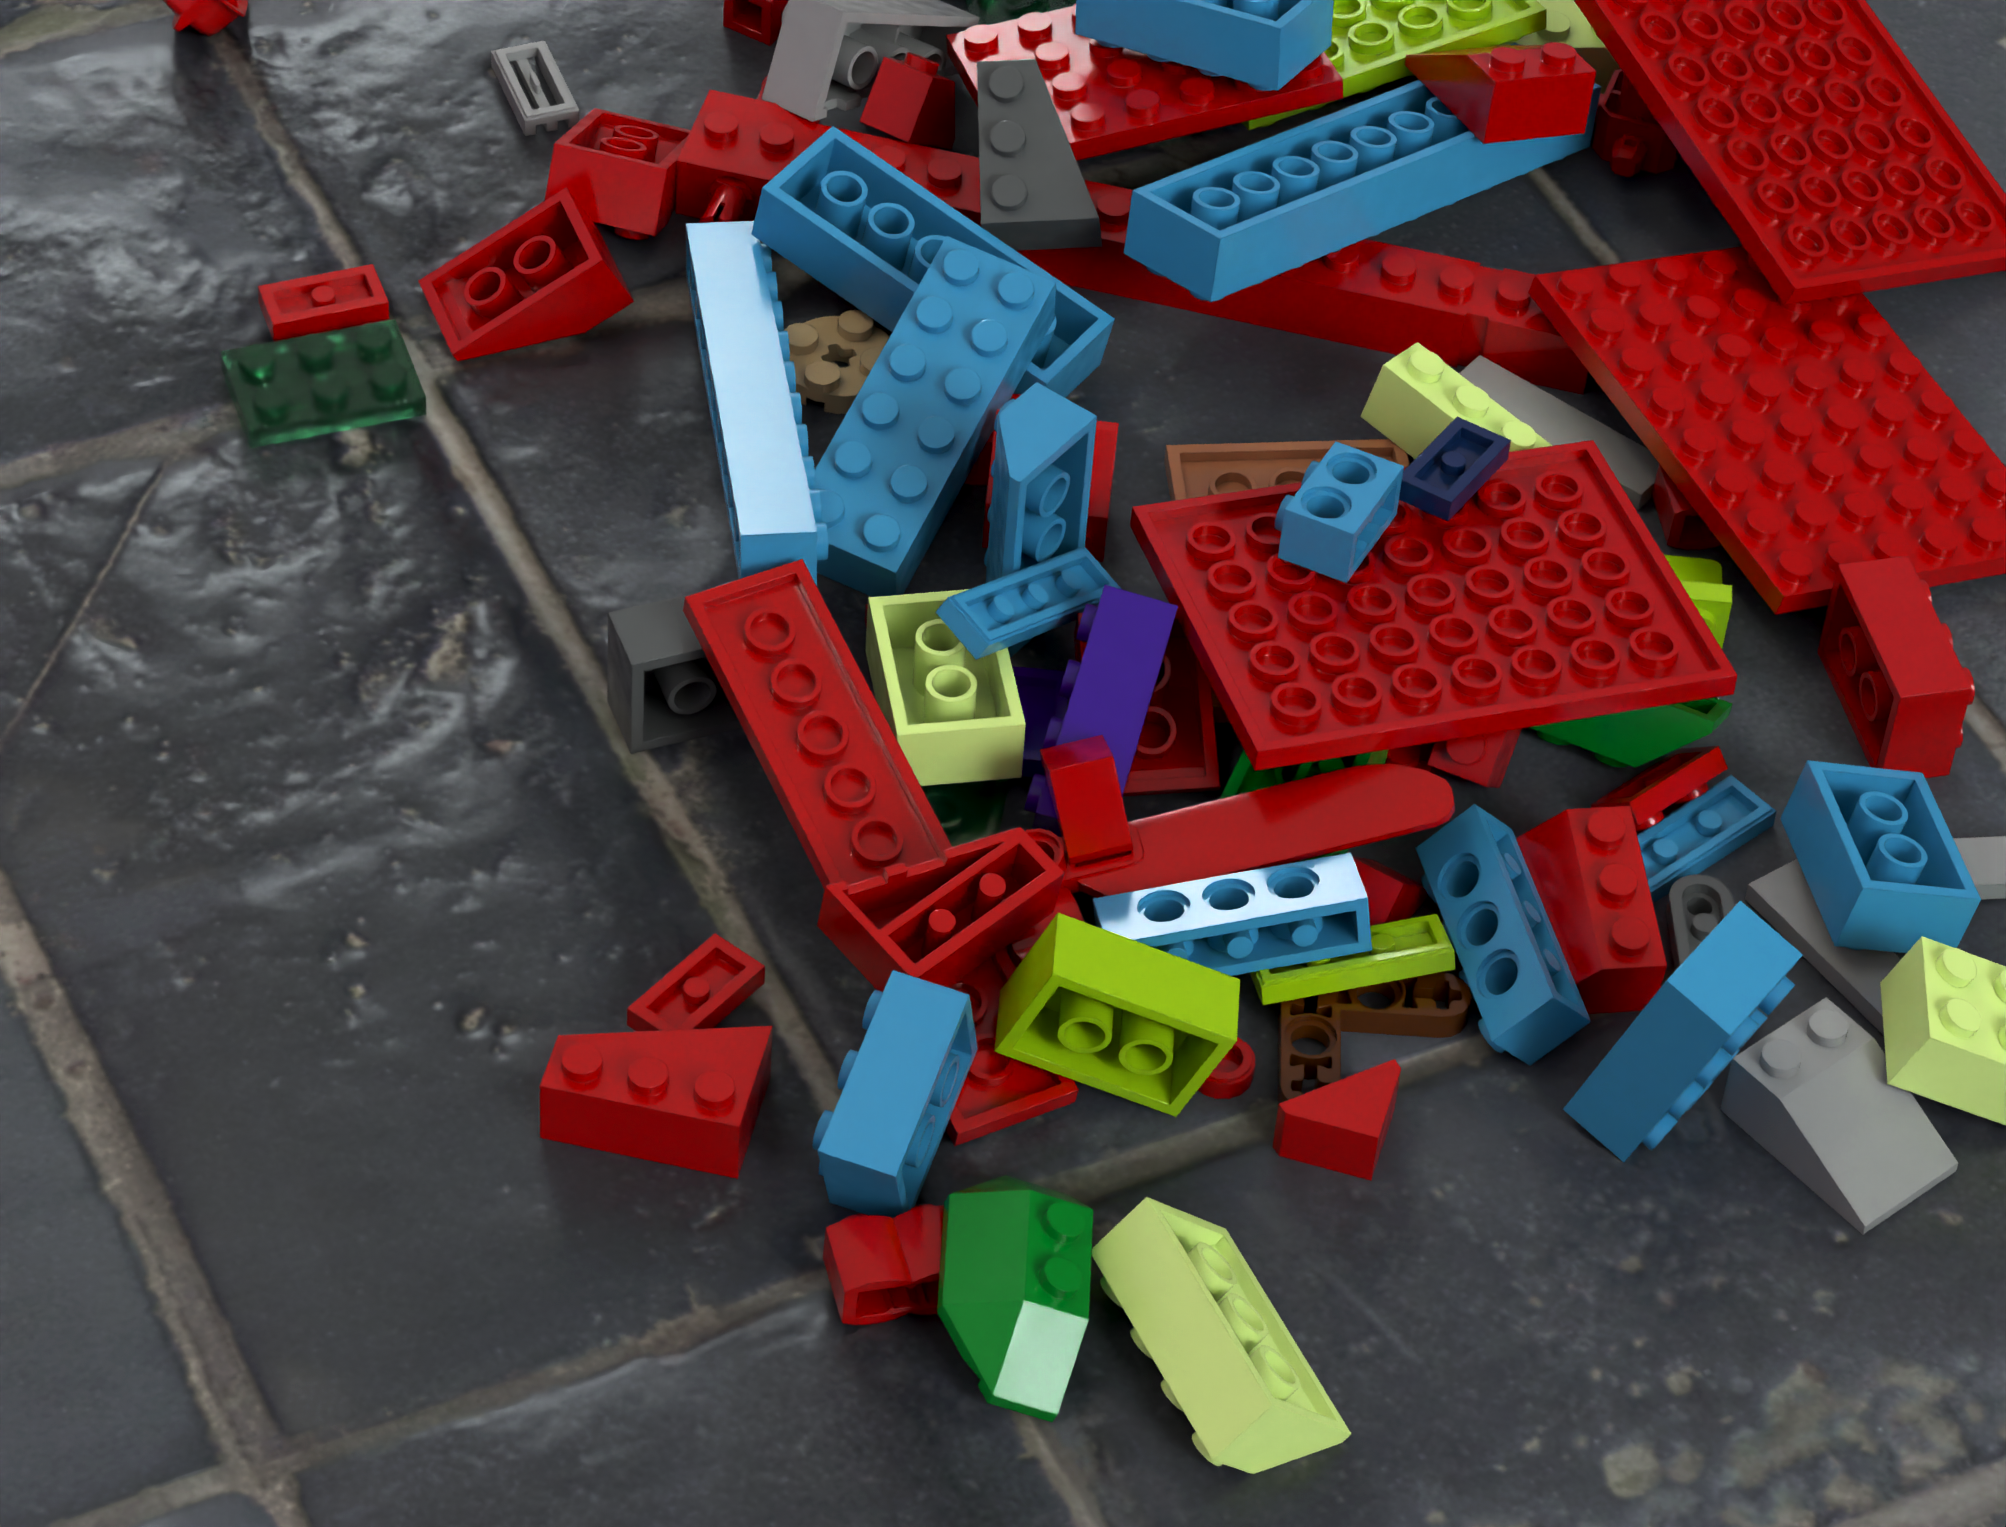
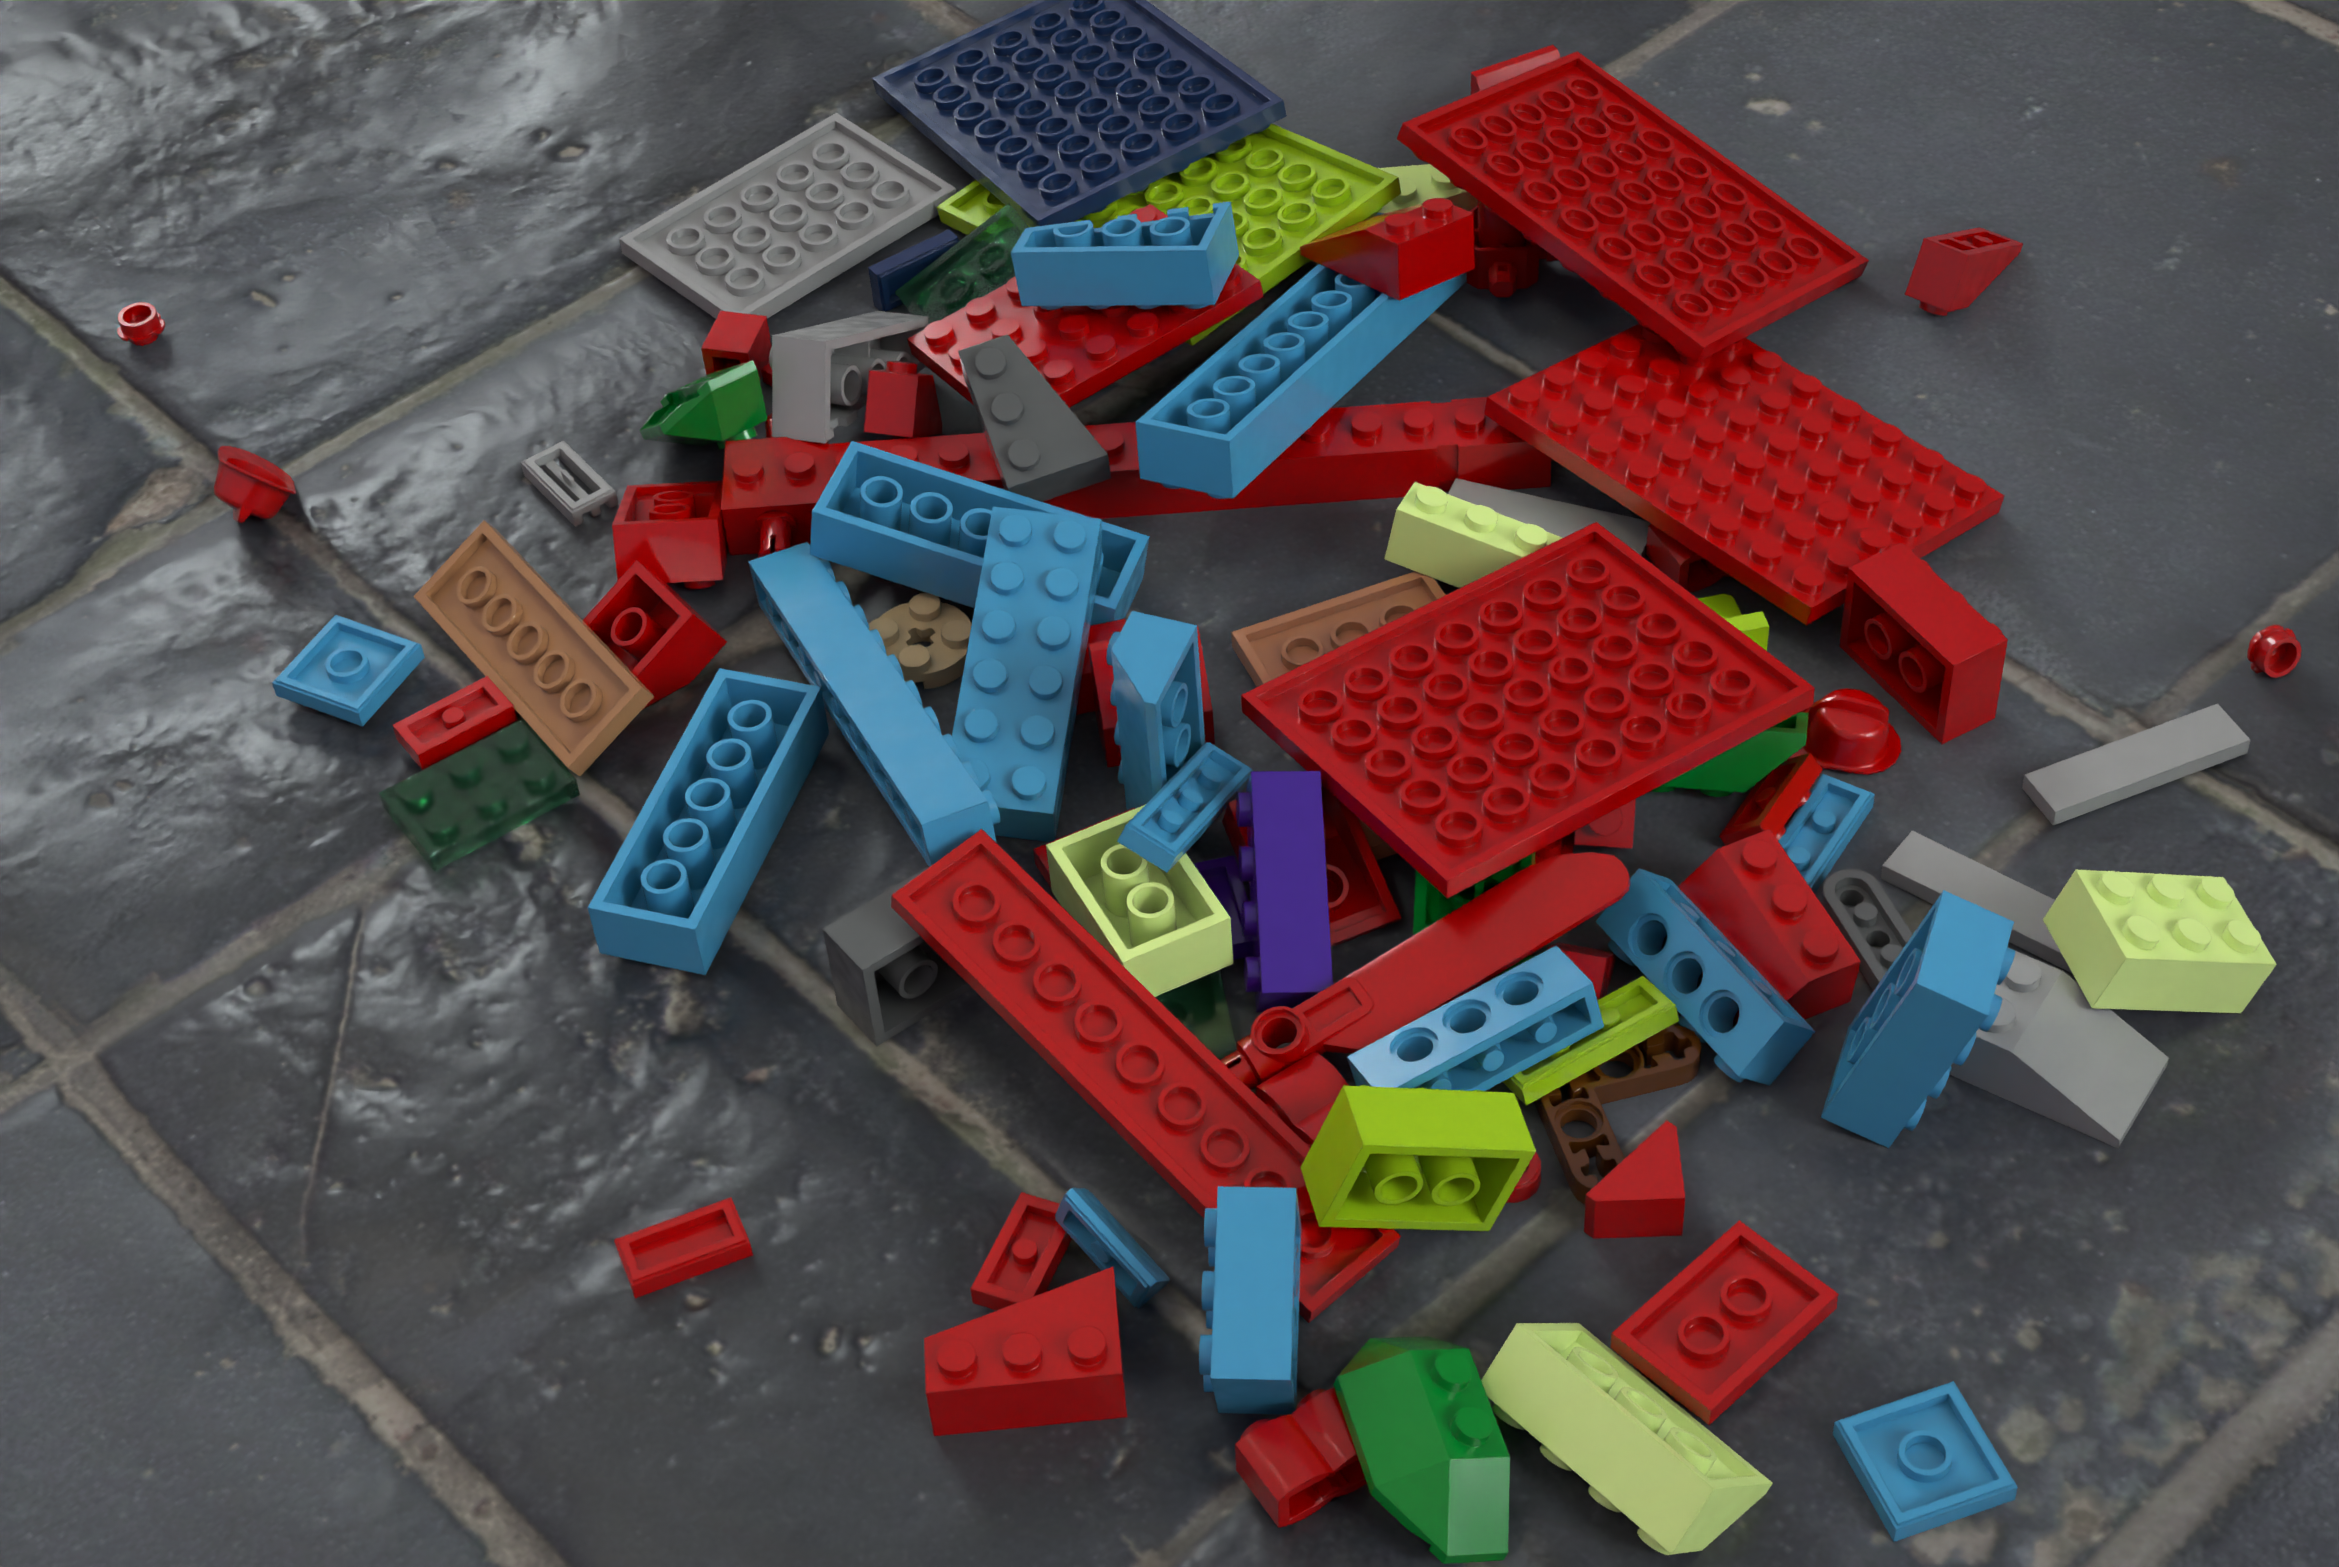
camera: 10 degrees left, 0 degrees up
(234, 217) = (348, 670): none -> dark azure plate
(361, 886) = (683, 1247): none -> red tile
(430, 248) = (533, 648): none -> medium nougat plate
(545, 477) = (709, 822): none -> dark azure brick
(706, 52) = (710, 409): none -> green wedge
(783, 1006) = (1110, 1246): none -> dark azure slope
(943, 912) = (1228, 1116): red wedge -> none
(1087, 799) = (1306, 966): red slope -> none
(1339, 511) = (1422, 646): dark azure brick -> none
(1370, 1269) = (1724, 1322): none -> red plate
(1453, 468) = (1498, 581): dark blue plate -> none
(1513, 1461) = (1924, 1461): none -> dark azure tile
(1771, 738) = (1851, 733): none -> red piece
(1878, 857) = (1990, 810): dark azure brick -> none

